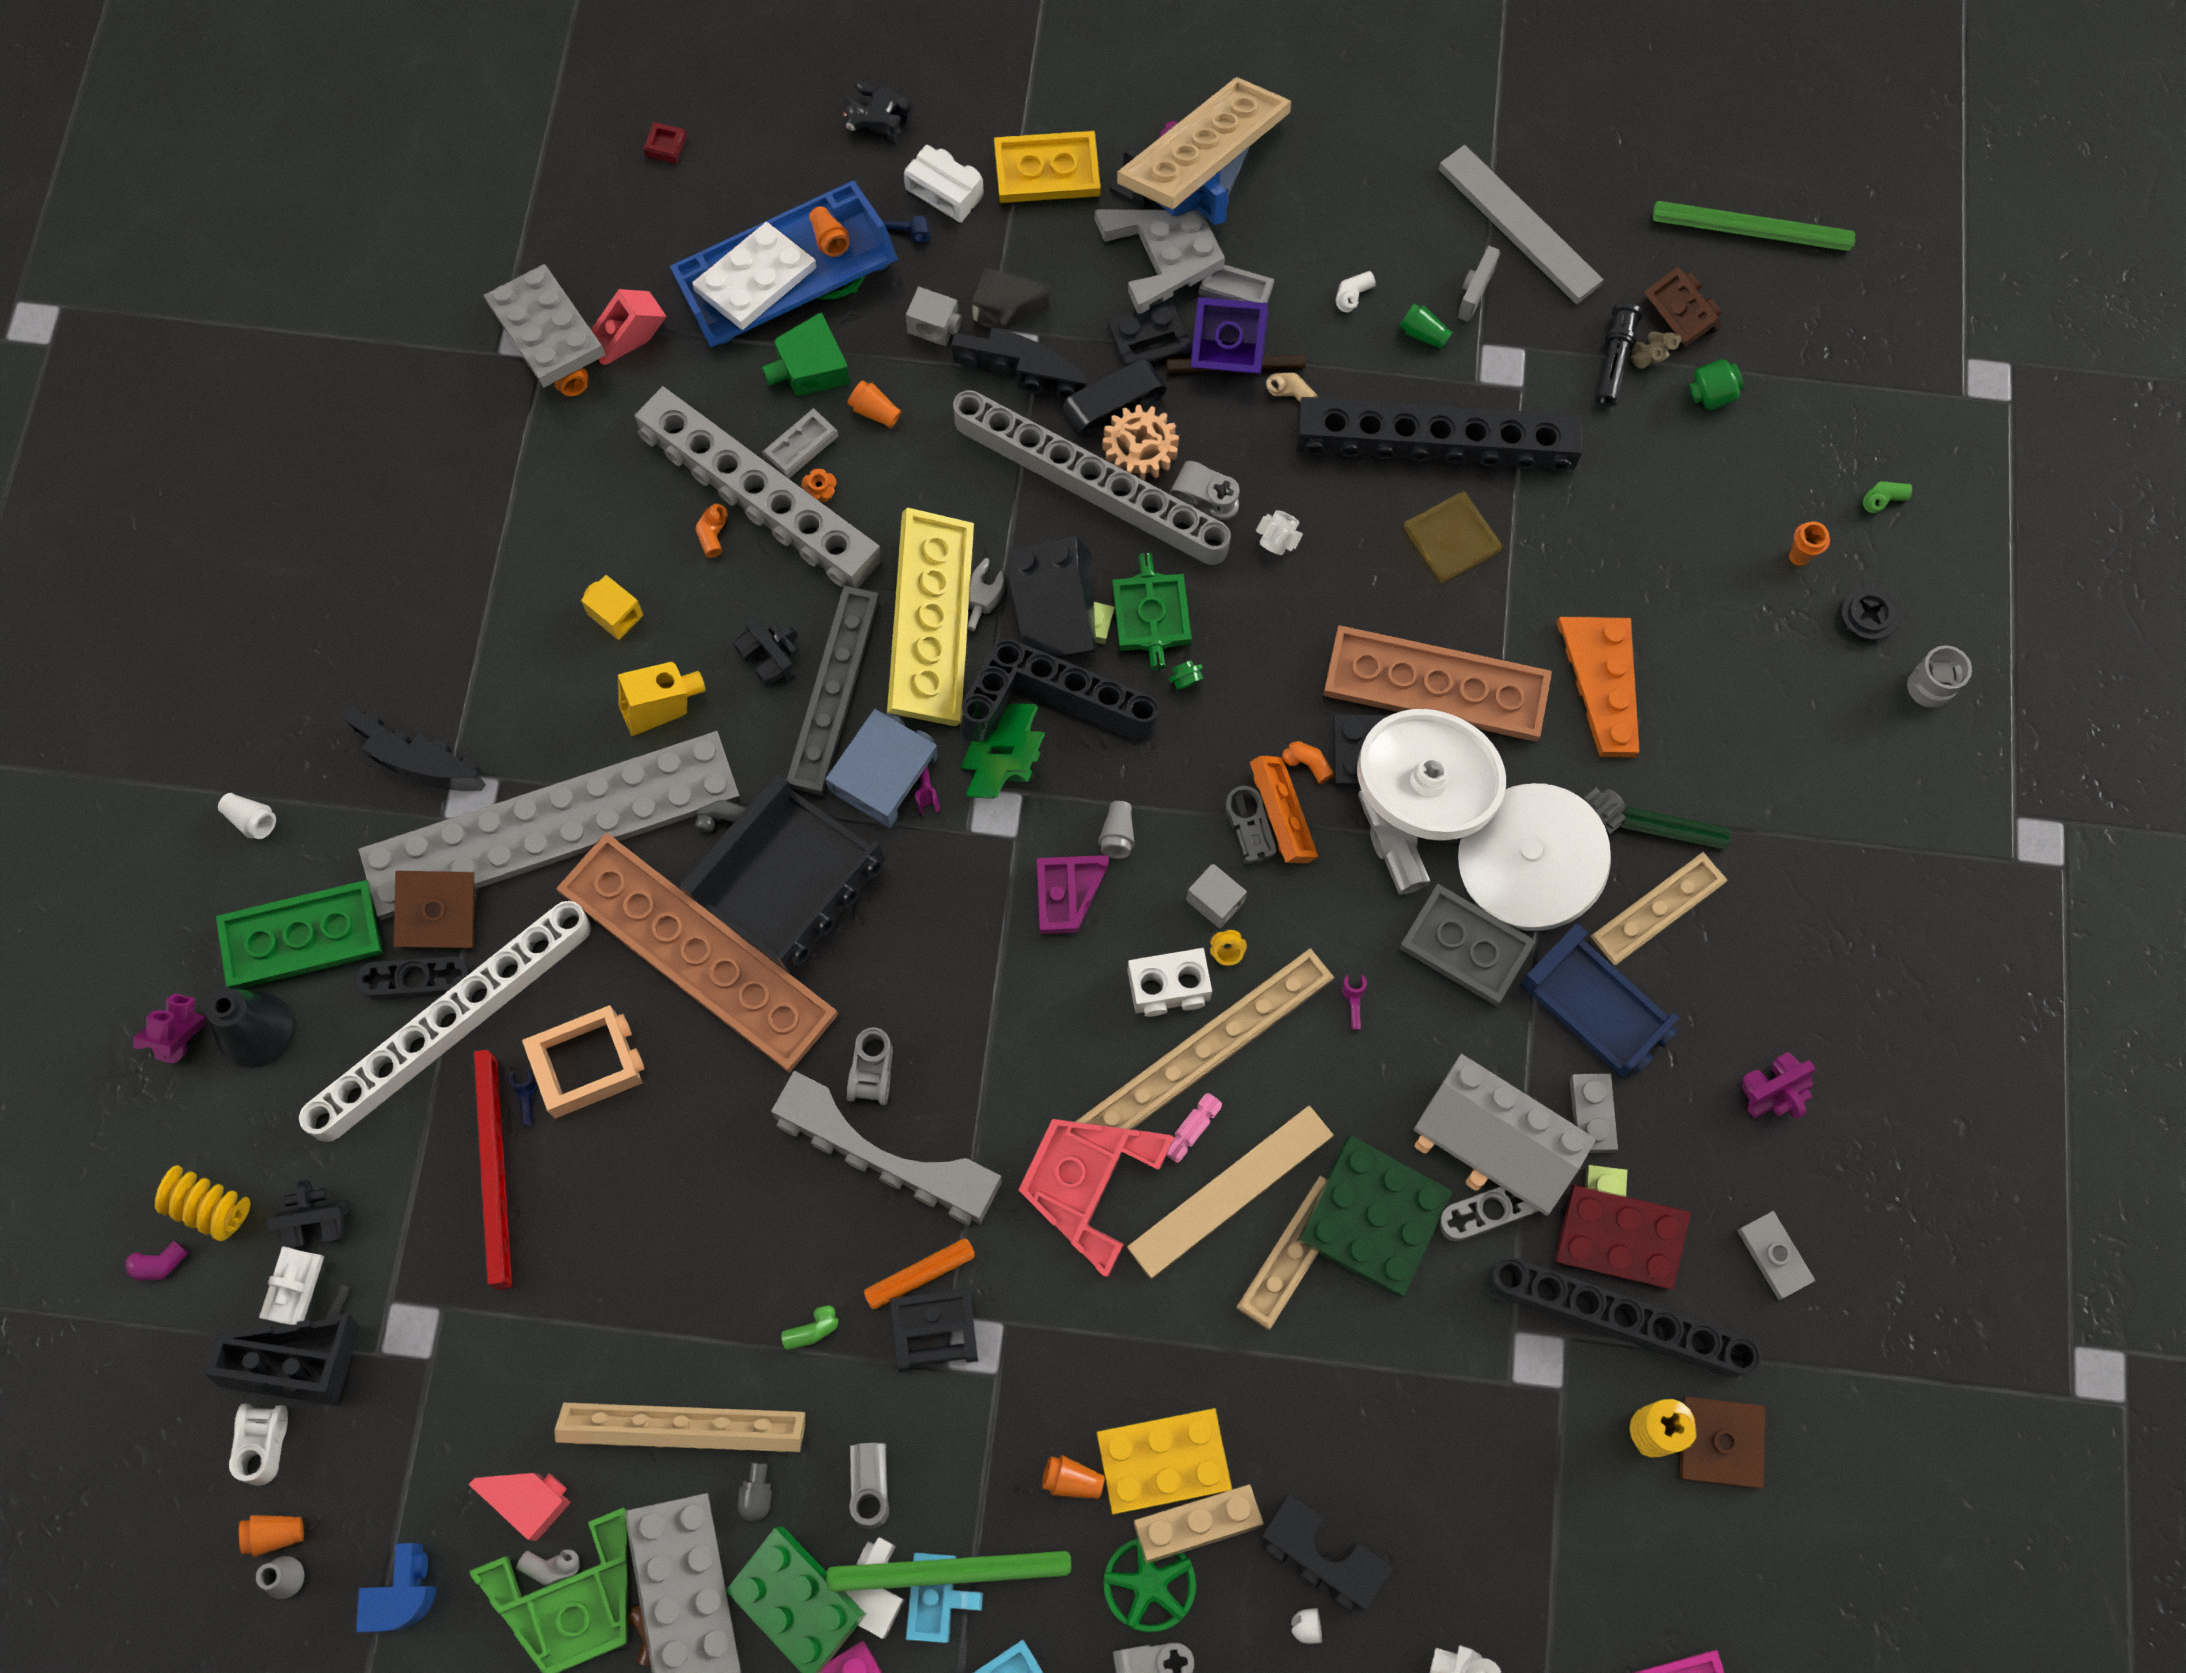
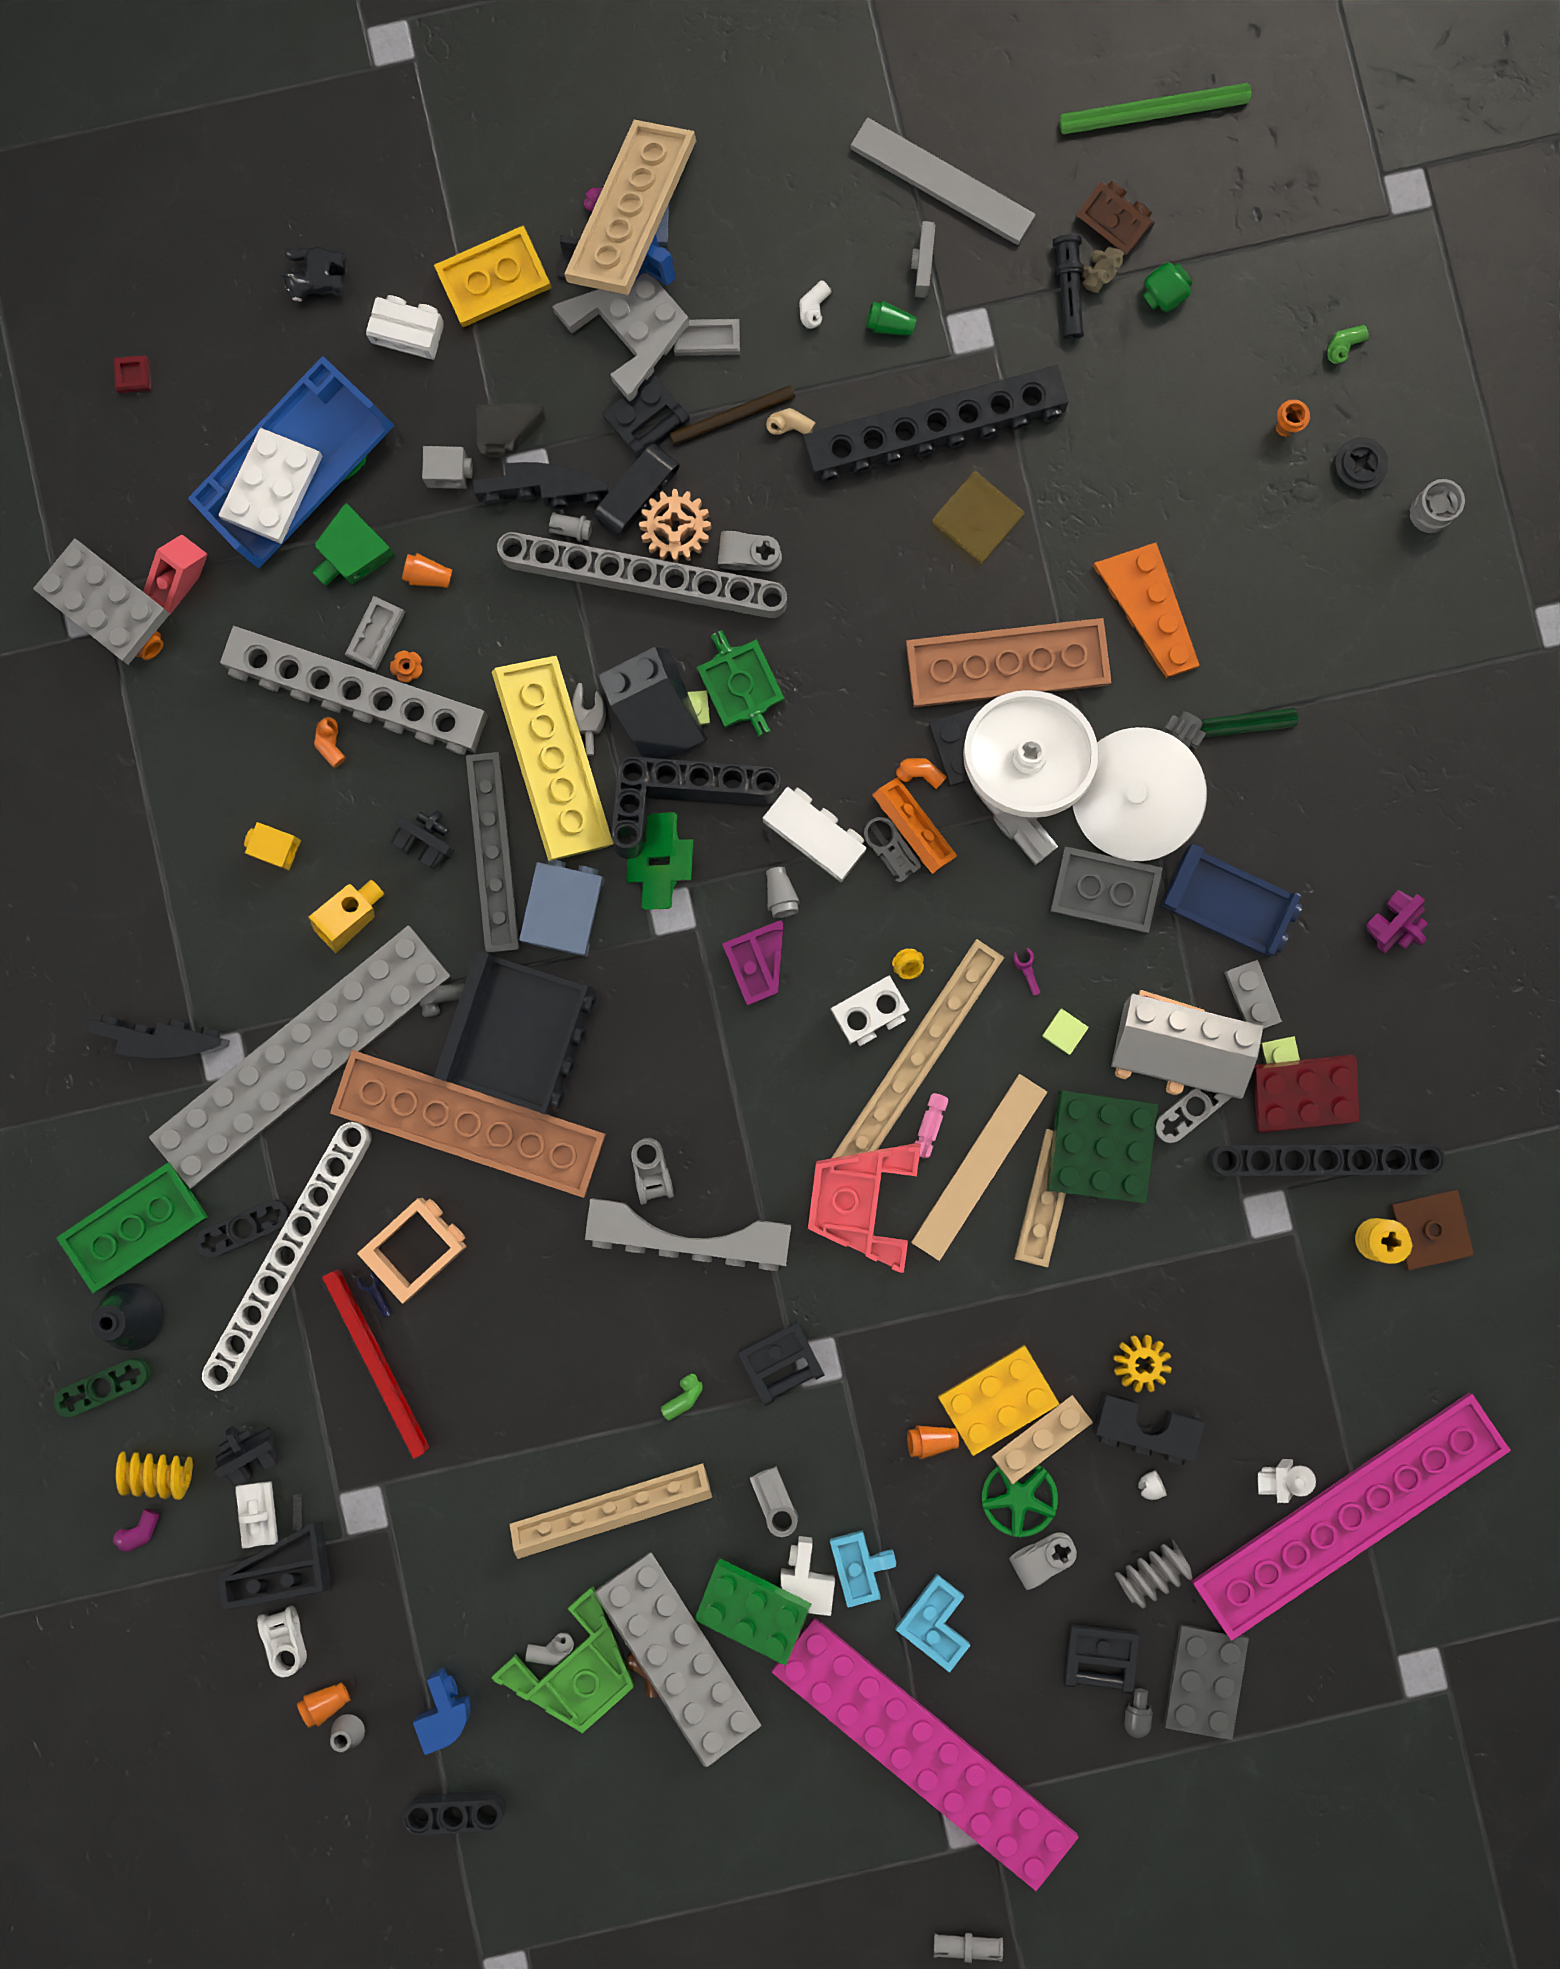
camera: 15 degrees left, 15 degrees up
(163, 1083) = (76, 1388): none -> dark green beam
(170, 1029) = (63, 1345): magenta hips -> none
(248, 815) = (44, 1142): white cone -> none
(434, 909) = (236, 1167): reddish brown plate -> none
(524, 1500) = (510, 1609): coral slope -> none
(755, 1494) = (688, 1539): dark grey cylinder -> none
(829, 233) = (323, 422): orange cone -> none
(918, 227) = (397, 379): dark blue hand -> none
(919, 1273) = (752, 1322): orange axle -> none
(926, 794) = (607, 918): magenta hand -> none
(948, 1571) = (862, 1548): bright green axle -> none
(1035, 410) = (571, 526): none -> light grey pin
(1175, 782) = (815, 833): none -> white brick
(1186, 675) = (791, 732): green plate -> none
(1216, 895) = (883, 922): light grey panel -> none
(1229, 335) = (719, 396): dark purple slope -> none
(1279, 532) = (826, 570): white gear -> none
(1340, 1490) = (1142, 1376): none -> yellow gear
(1374, 1079) = (1065, 1031): none -> yellowish green tile
(1657, 909) = (1255, 801): tan tile -> none
(1776, 1255) = (1433, 1063): light grey plate -> none

